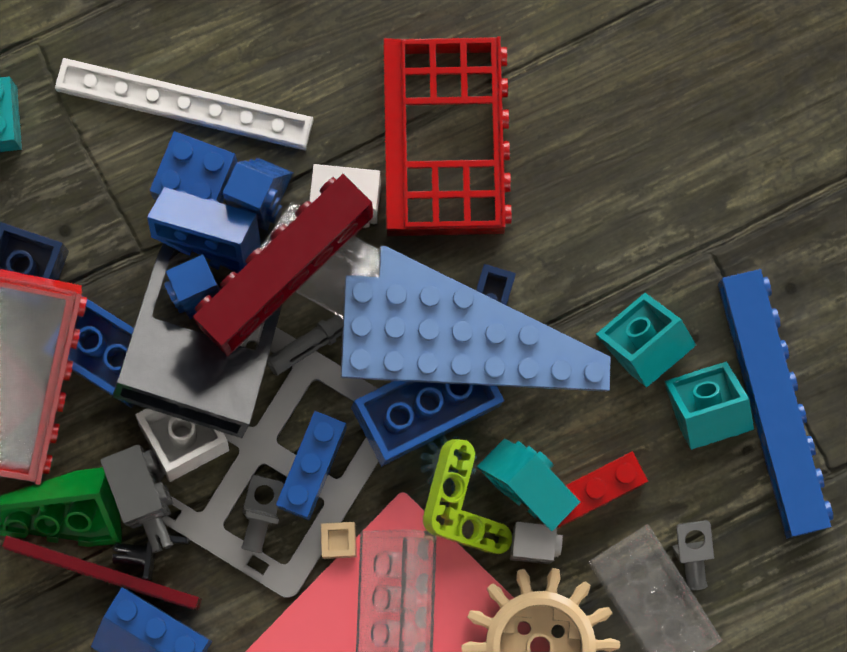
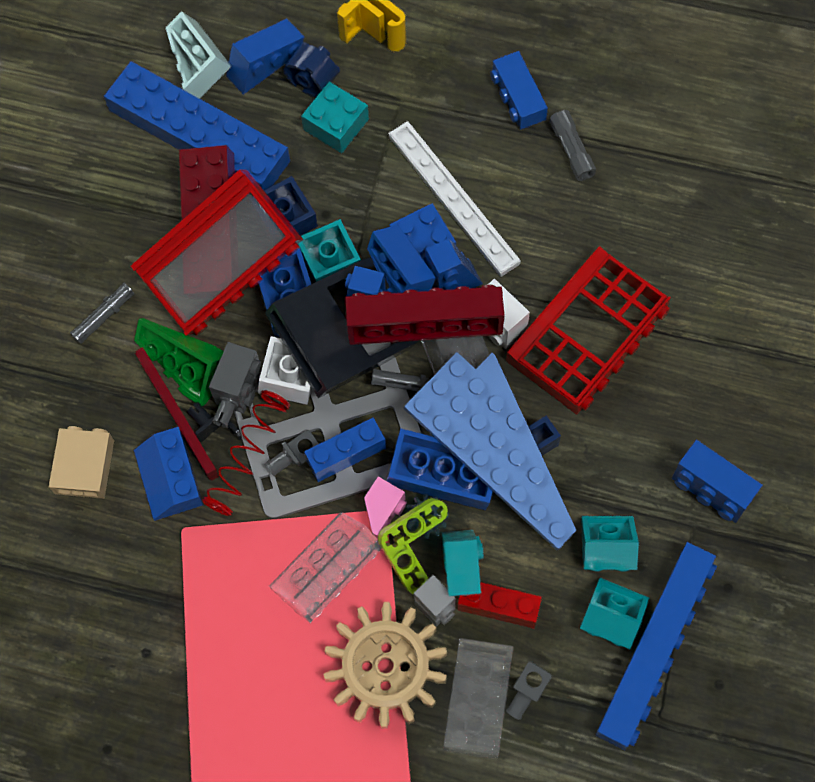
camera: 45 degrees right, 10 degrees down
(113, 273) = (328, 250): none -> teal brick
(203, 473) = (215, 504): none -> red piece
(338, 540) = (323, 506): tan tile -> none
(397, 492) = (383, 503): none -> bright pink slope
(701, 194) = (715, 481): none -> blue brick

